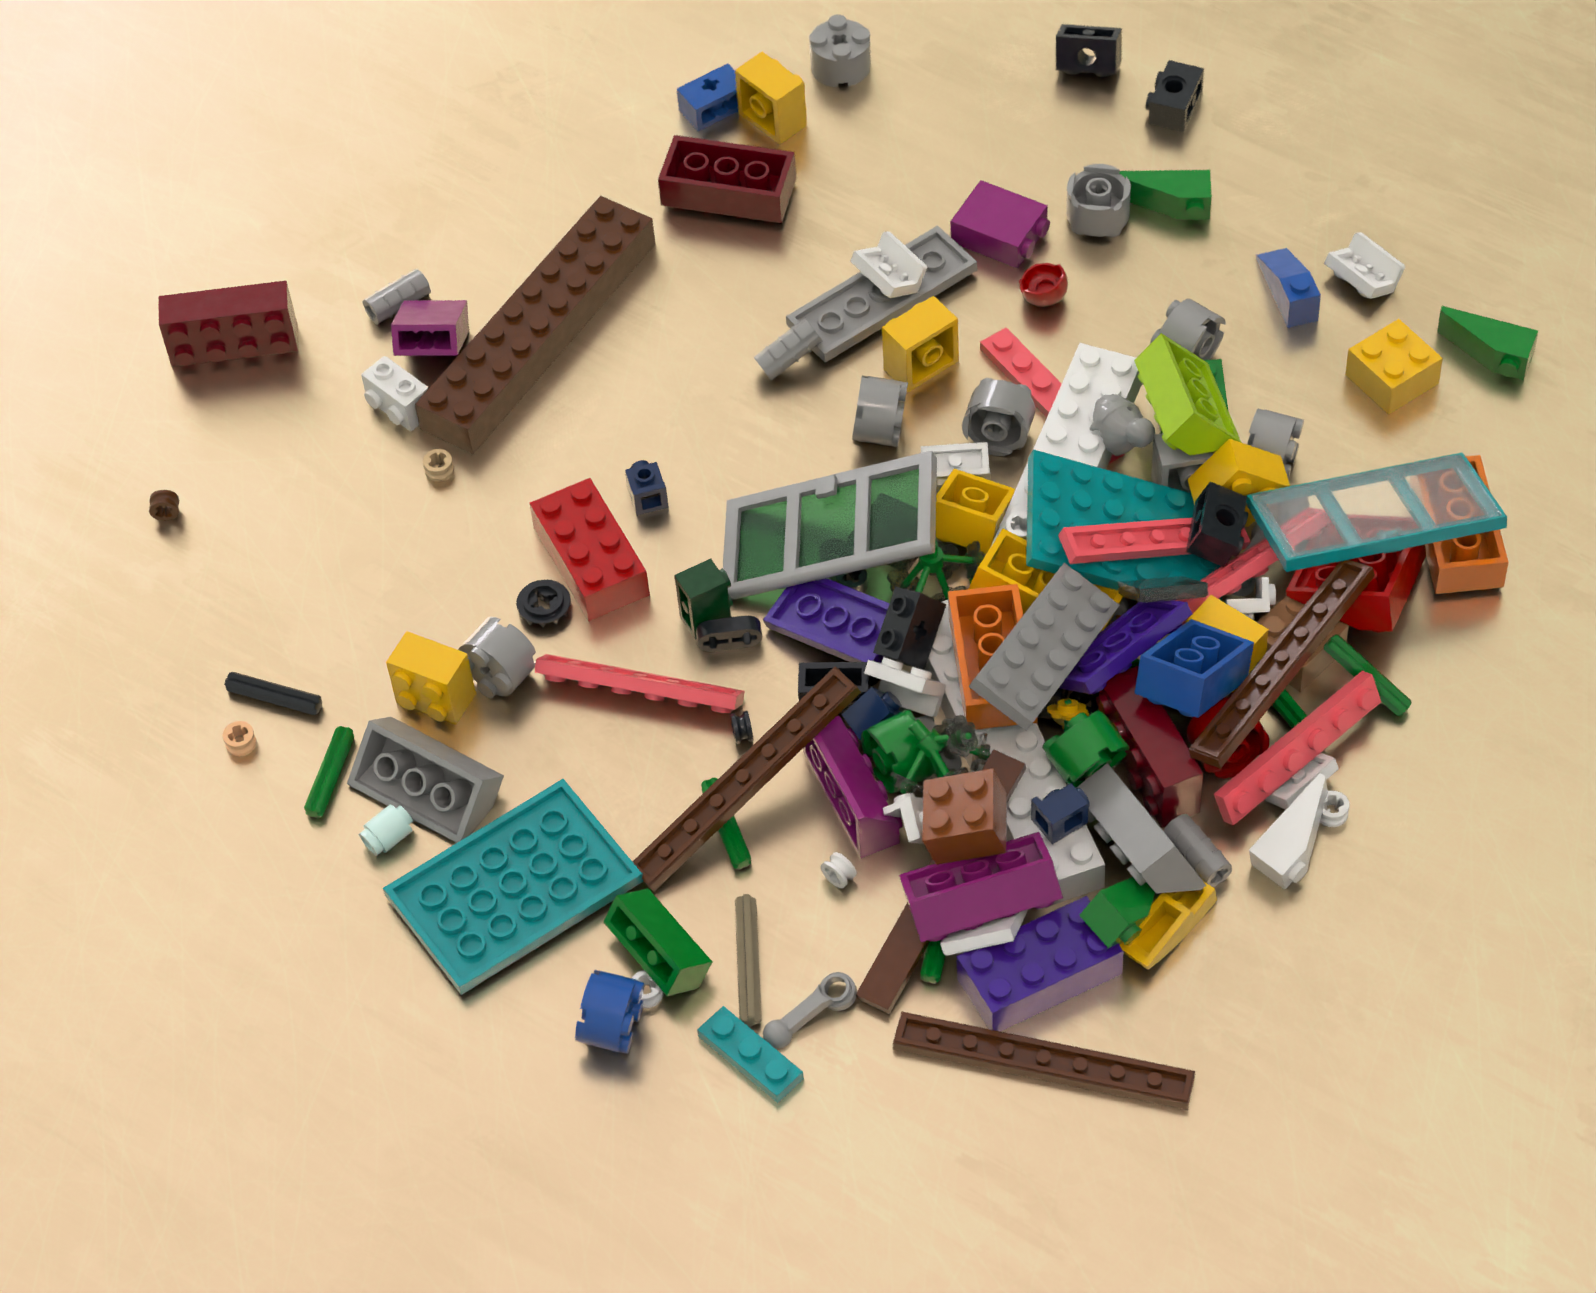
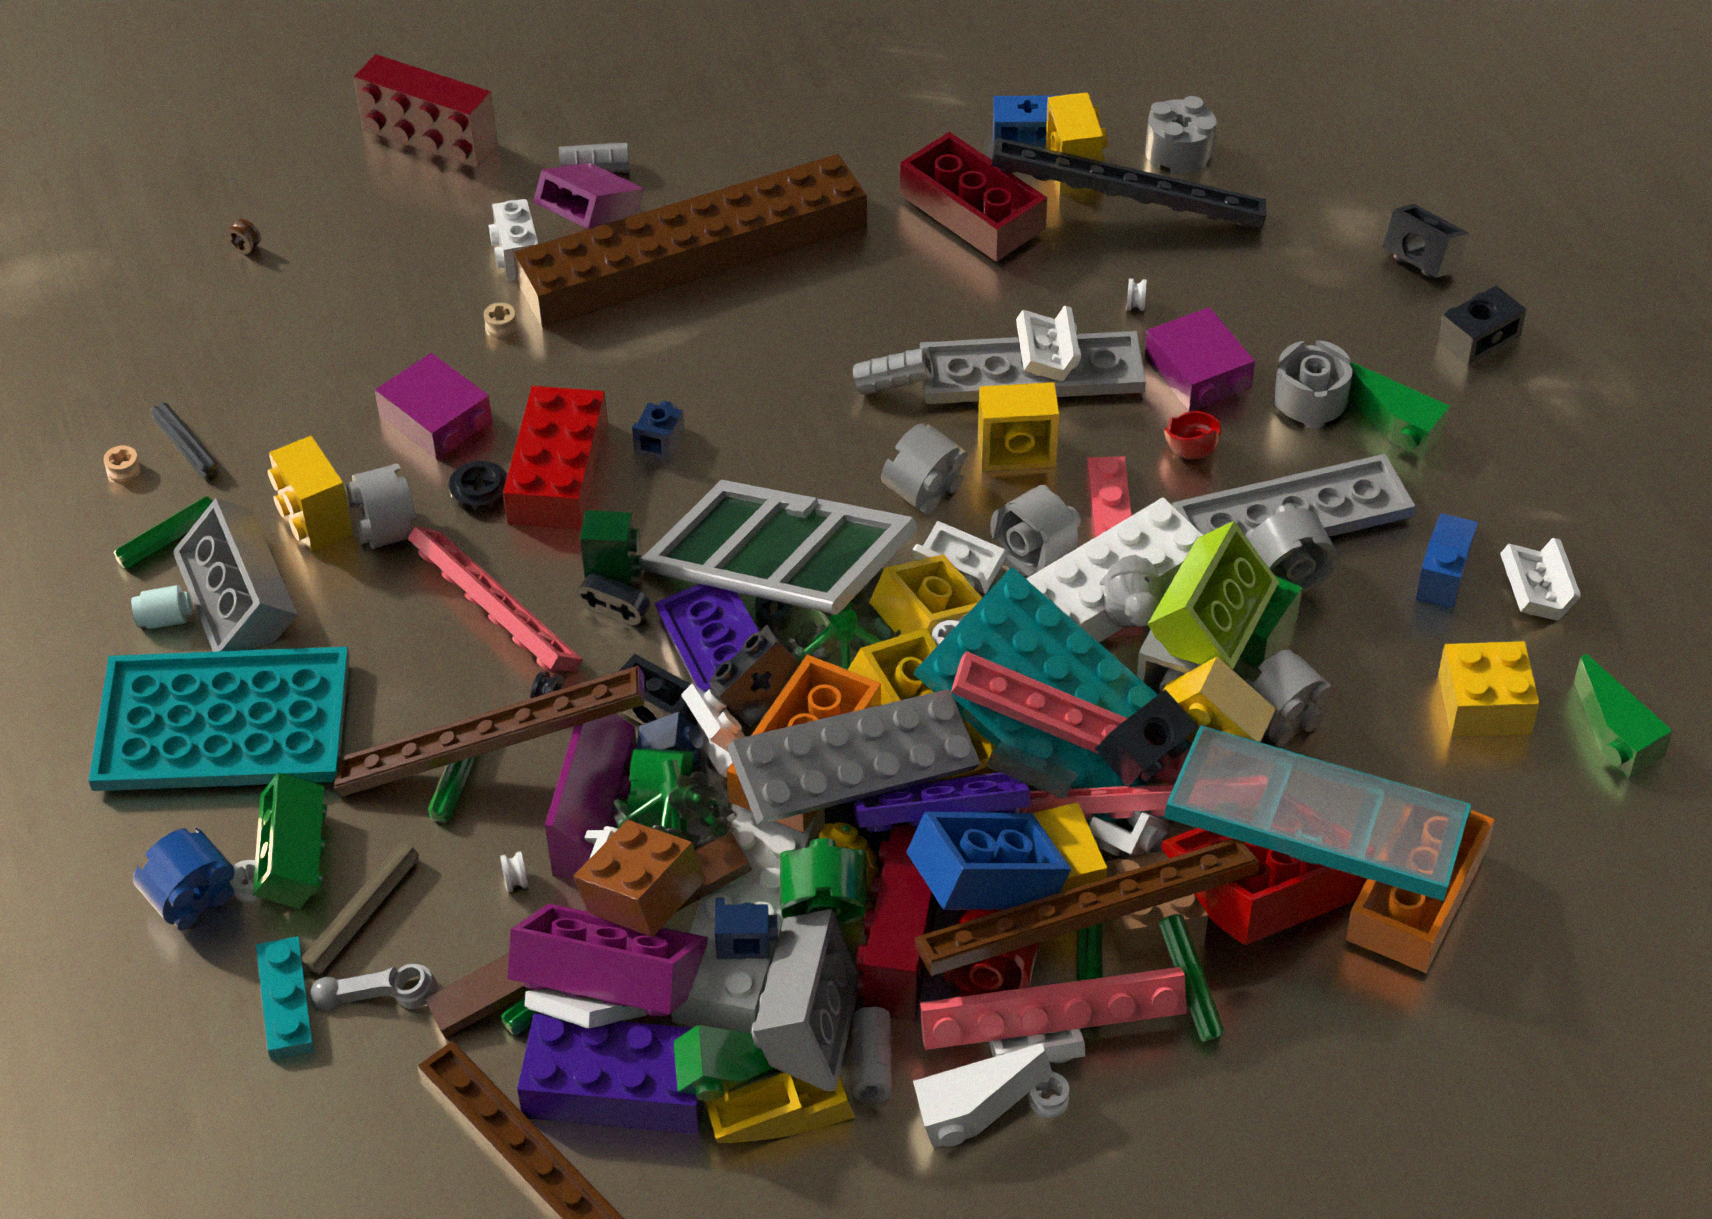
camera: 30 degrees right, 5 degrees down
(454, 560) = (433, 405): none -> magenta brick
(839, 110) = (1129, 182): none -> black plate
(911, 197) = (1136, 294): none -> white bush
(1188, 270) = (1341, 496): none -> light grey plate

